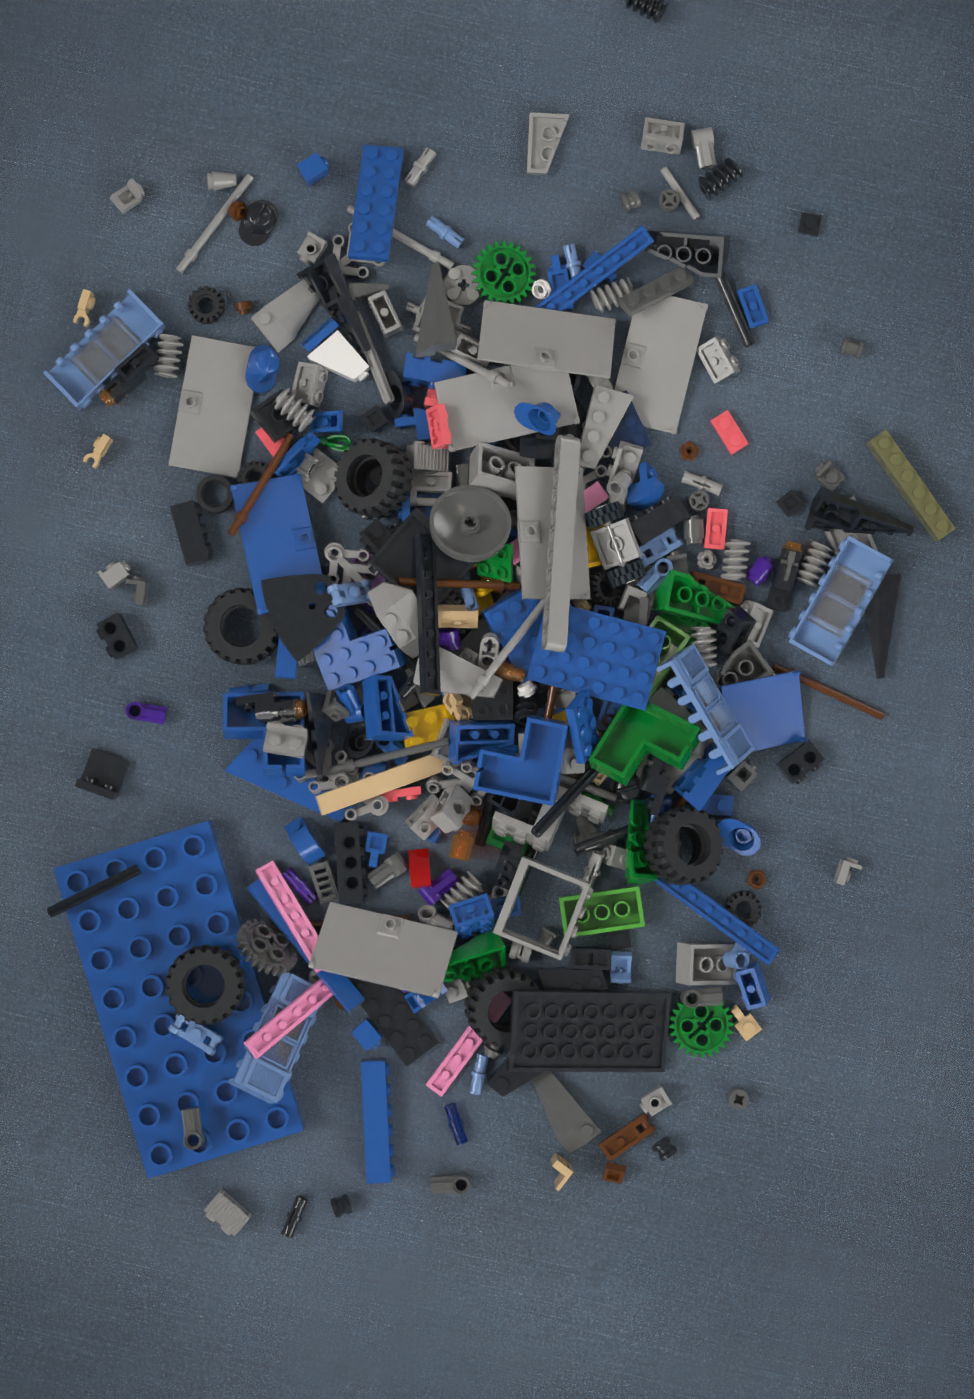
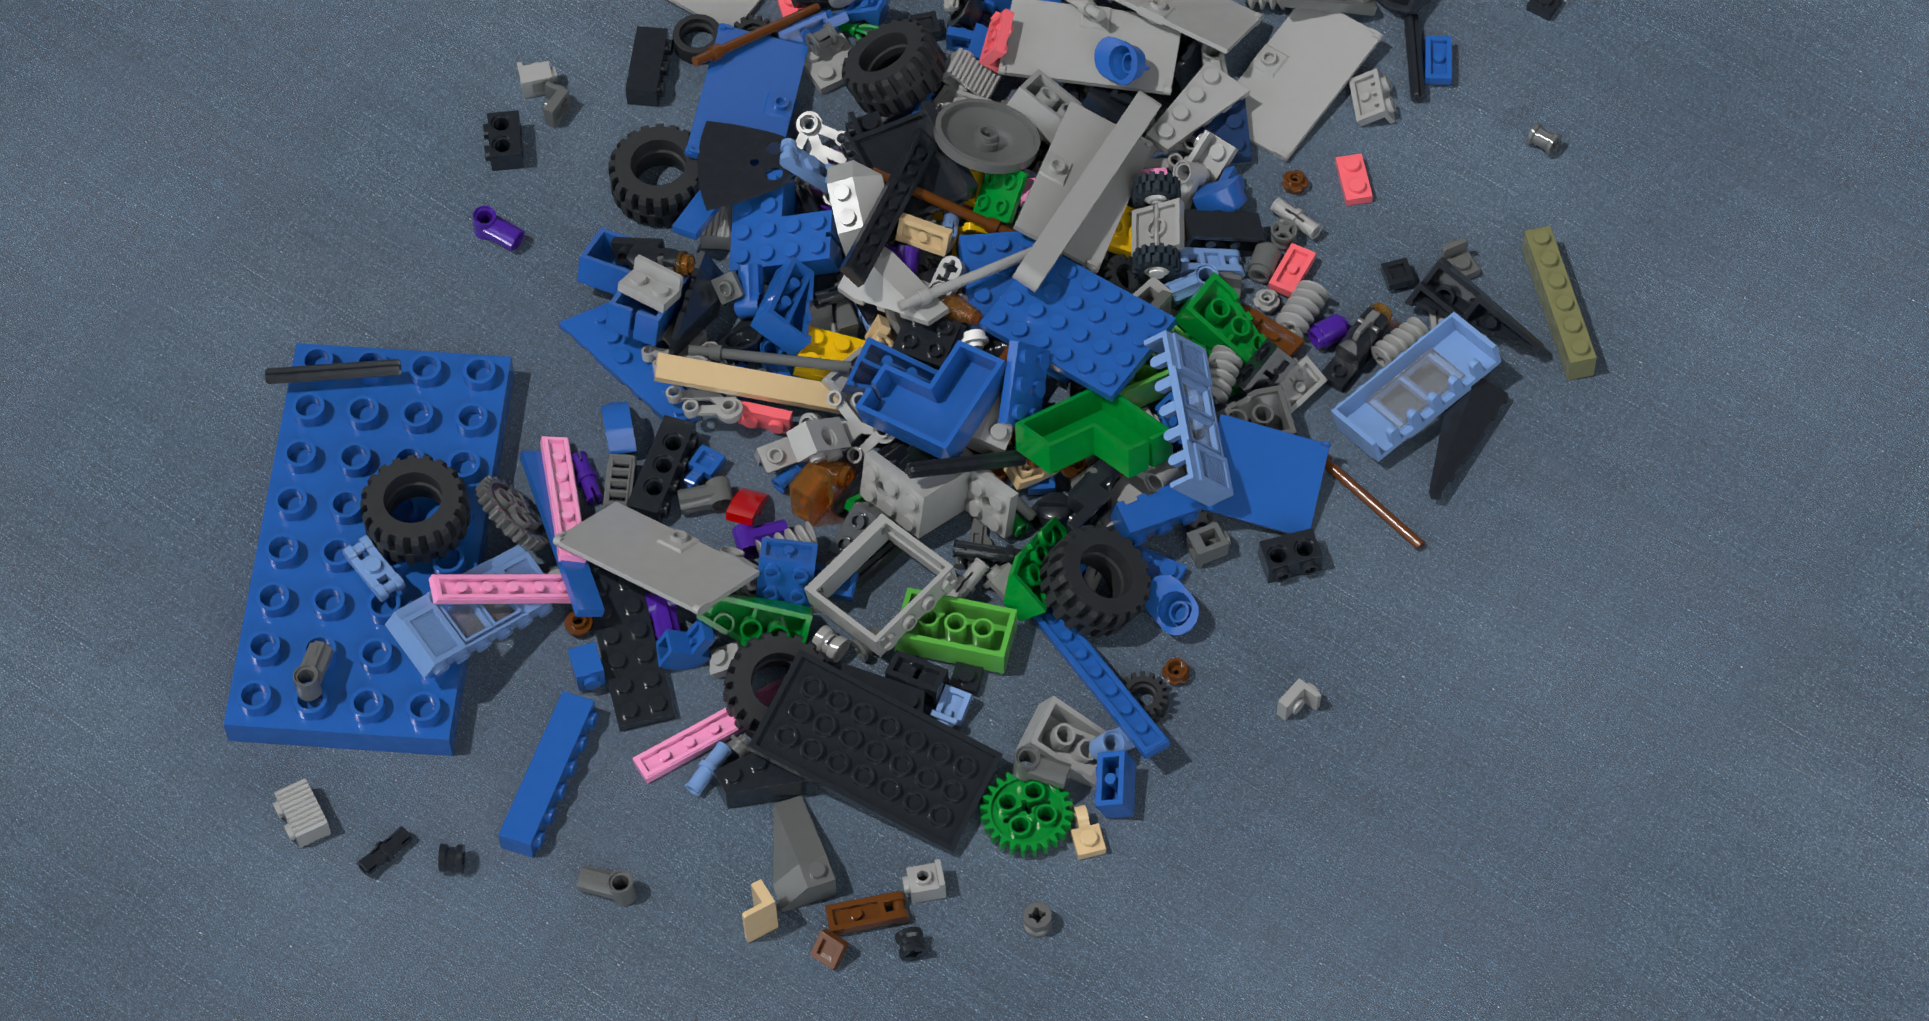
camera: 25 degrees right, 30 degrees down
(103, 774) = (409, 277): black bracket -> none
(456, 1123) = (649, 817): clear blue pin -> none

